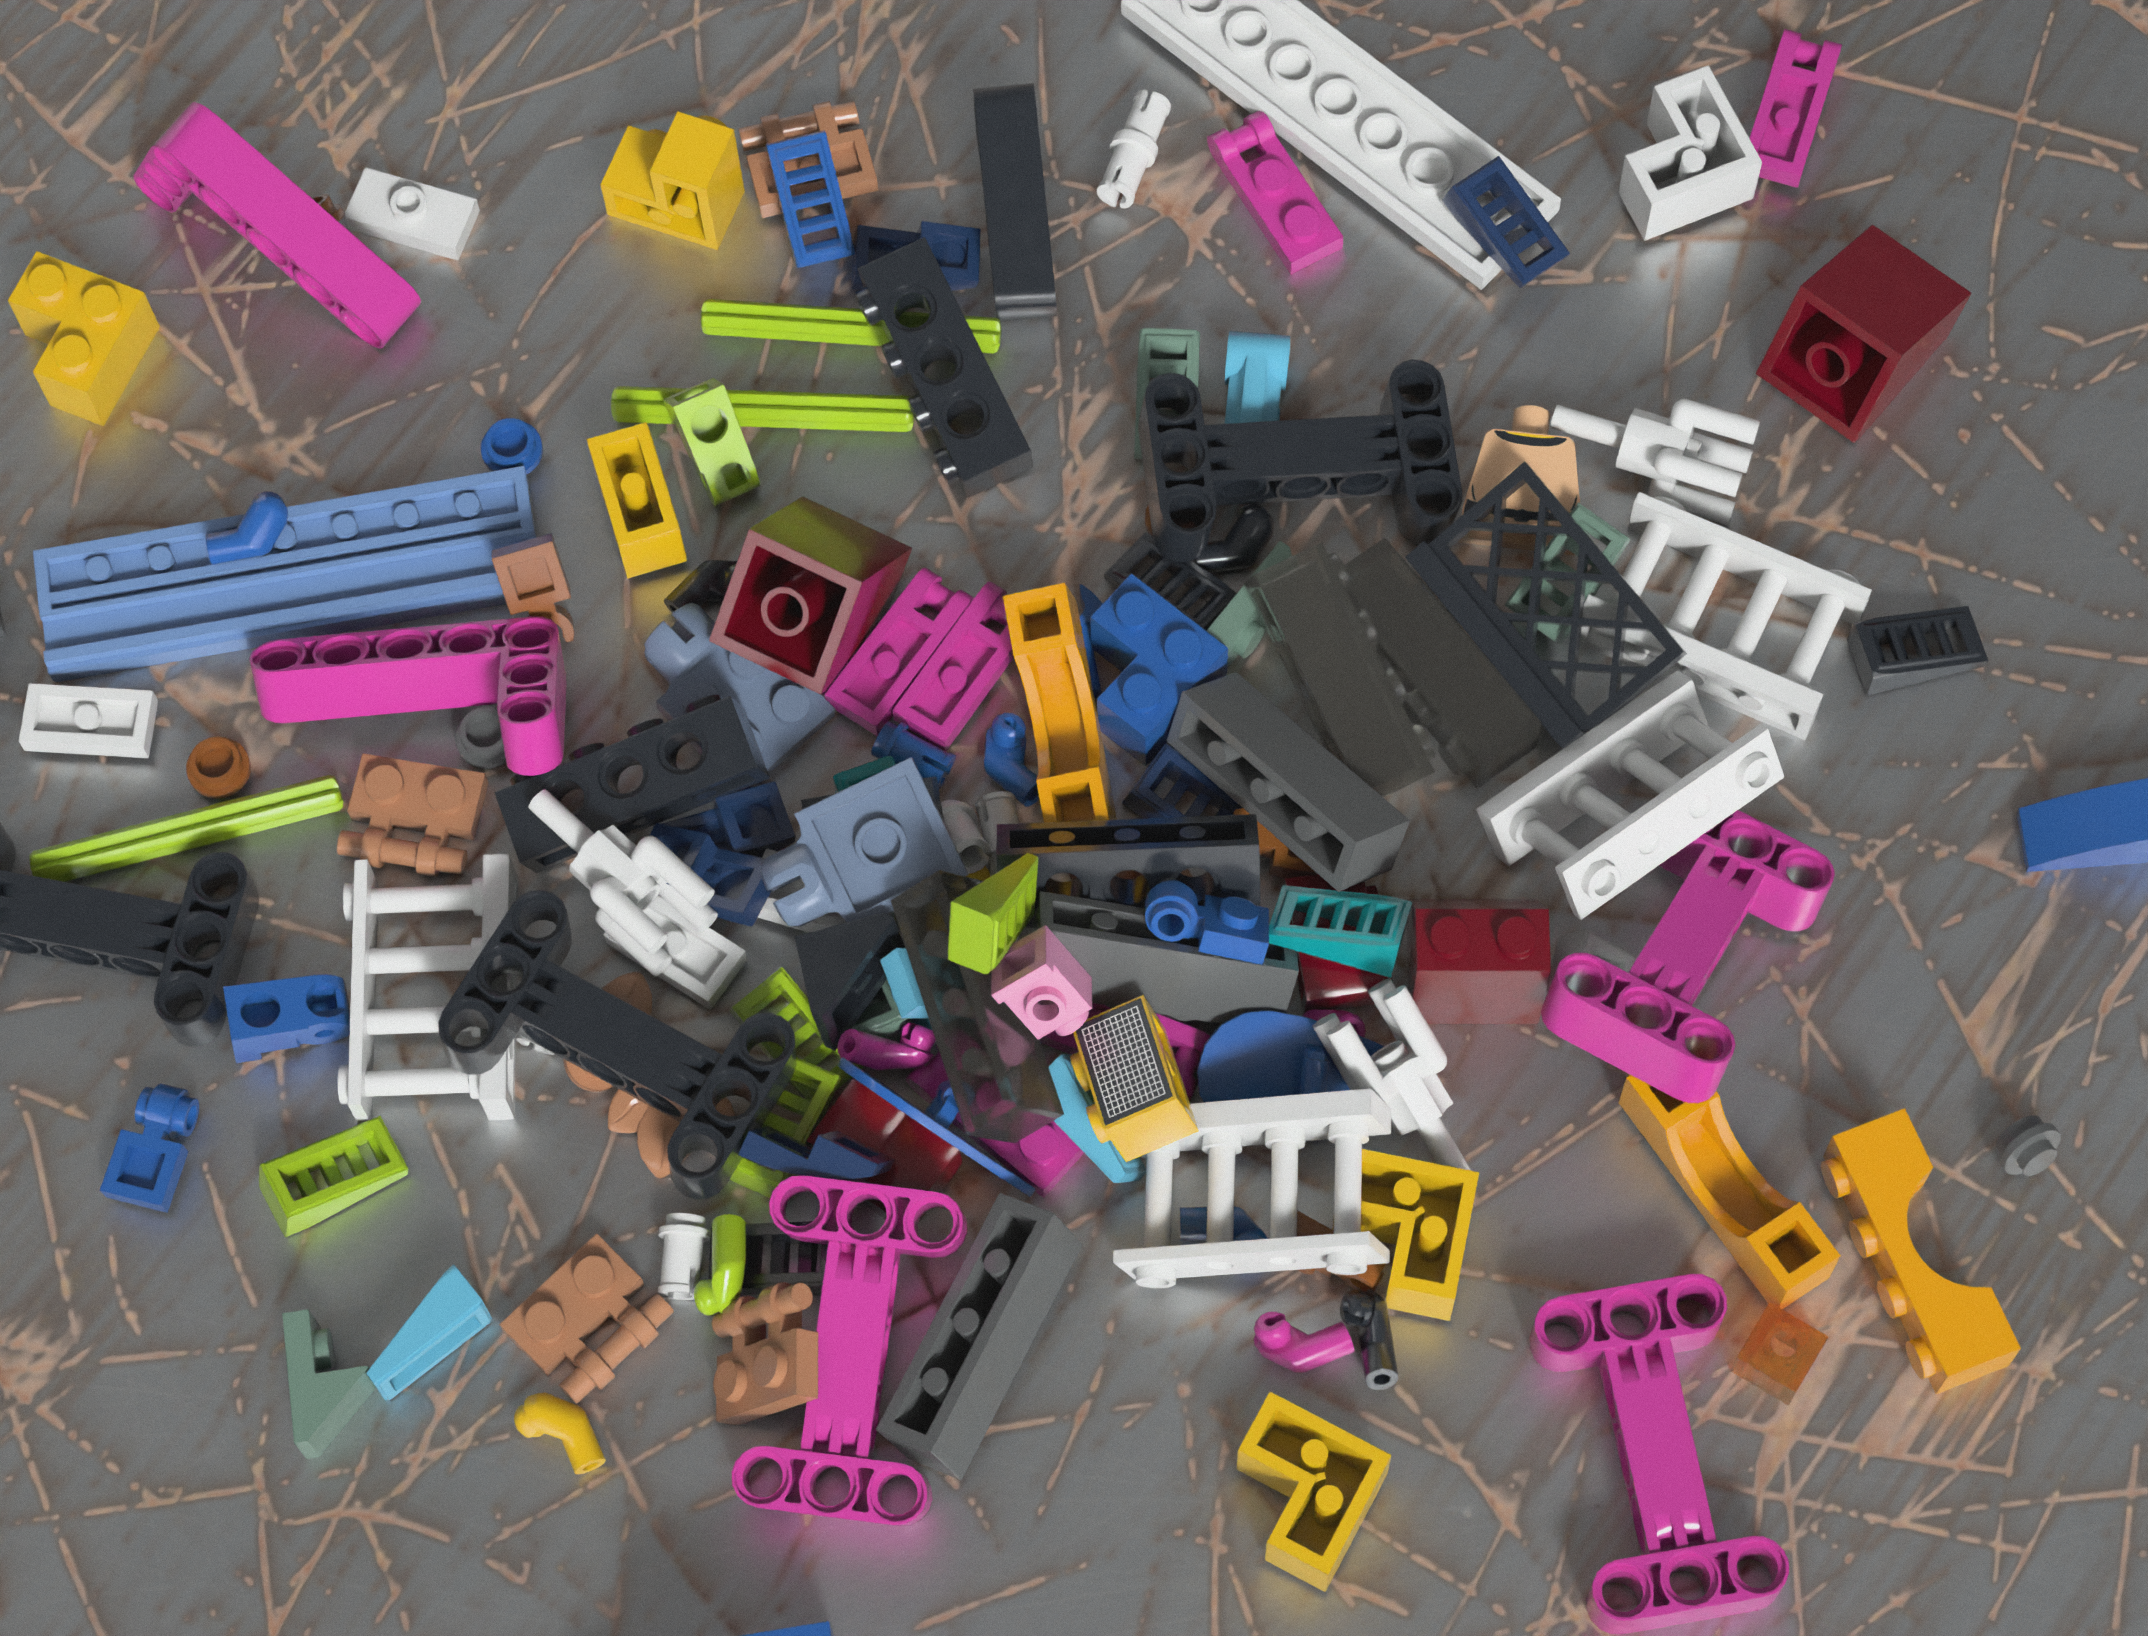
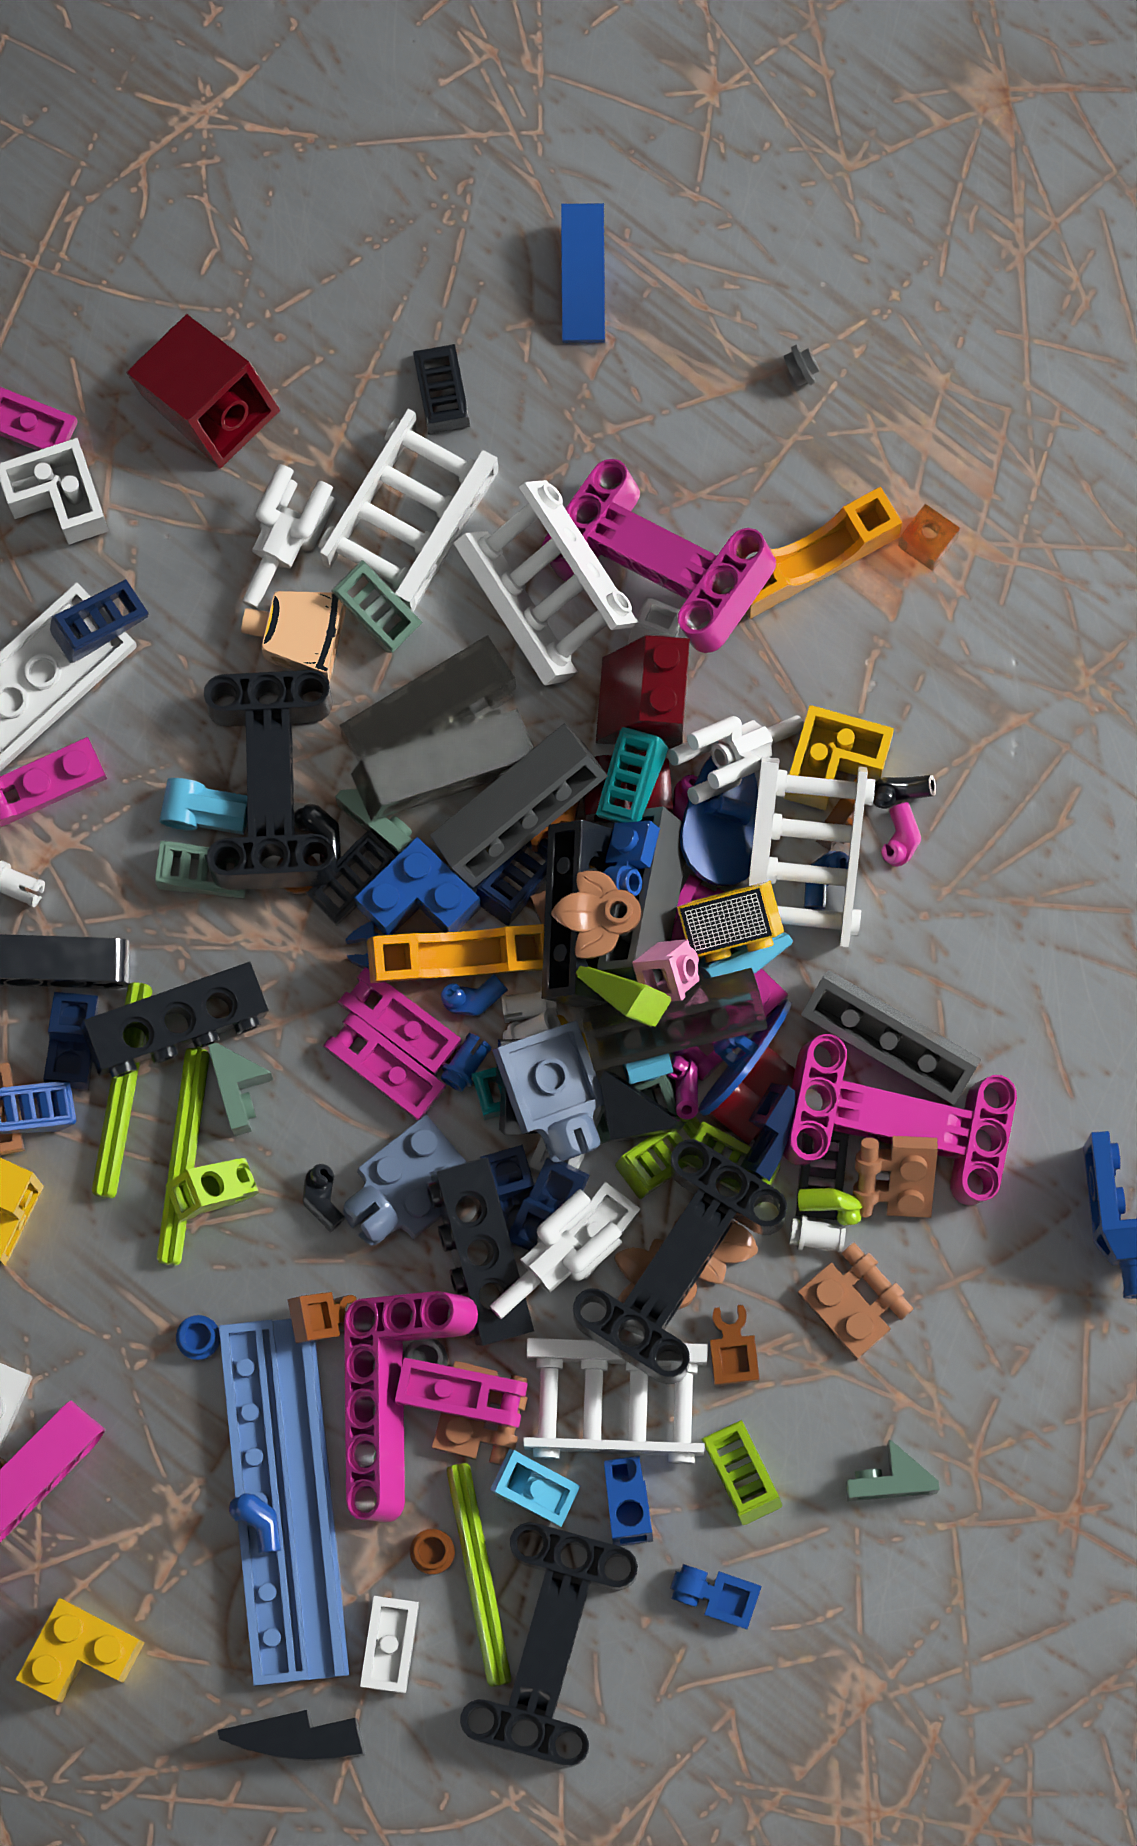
camera: 85 degrees left, 10 degrees up
(301, 881) = (534, 1488): none -> medium azure slope
(429, 770) = (459, 1392): none -> dark pink plate
(436, 1328) = (855, 1396): medium azure slope -> none
(498, 1147) = (733, 1355): none -> dark orange plate
(564, 1421) = (925, 1318): yellow arm -> none
(637, 500) = (257, 1243): yellow brick -> none
(808, 592) = (346, 1120): dark red slope -> none
(870, 451) = (234, 1075): none -> sand green slope
(1113, 865) = (591, 917): none -> nougat plate
(1326, 1477) = (1006, 822): yellow brick -> none
(1503, 642) = (423, 654): black fence -> none
(1657, 1453) = (991, 619): dark pink beam -> none
(1951, 1326) = (817, 459): light orange arch -> none

